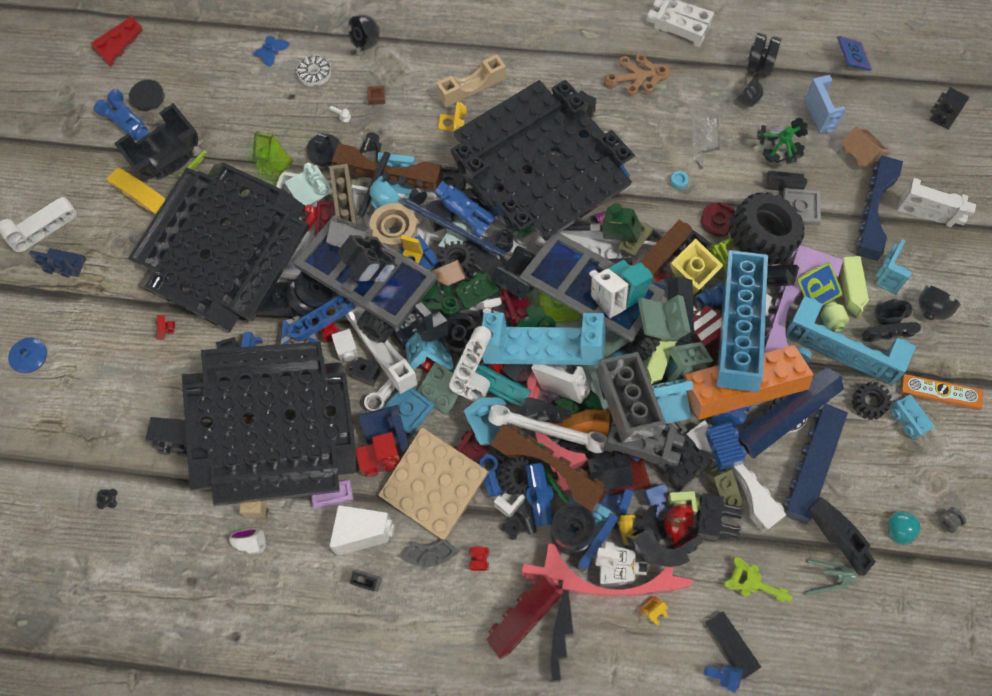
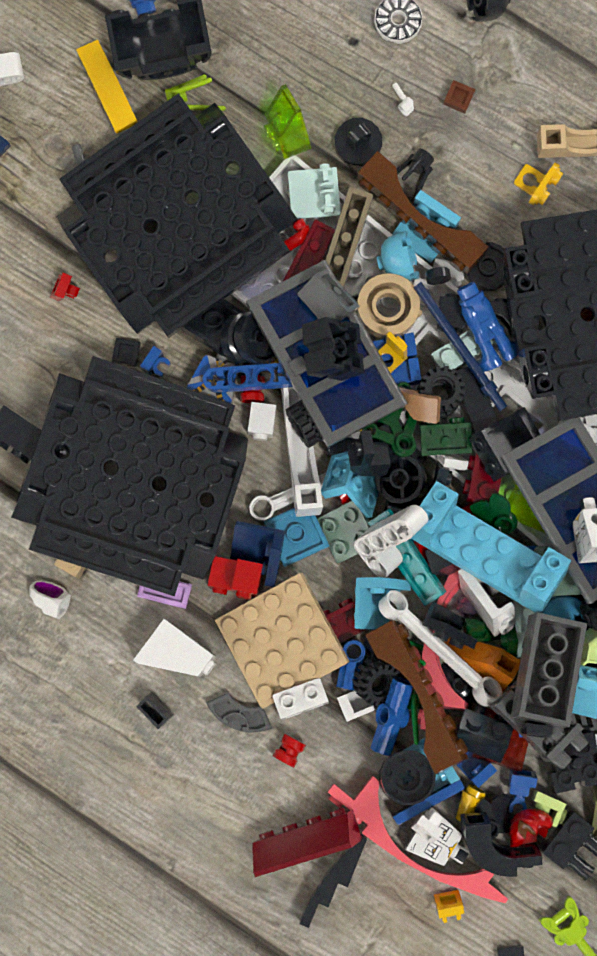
camera: 25 degrees right, 15 degrees up
(367, 376) = (273, 472): black brick -> none
(379, 171) = (396, 228): black bar -> none
(468, 517) = (300, 699): none -> white bracket
(506, 237) = (515, 386): black wheel -> none
(507, 527) = (342, 741): black plate -> none
(527, 515) = (367, 730): black arm -> none
(644, 442) = (536, 730): none -> black tile

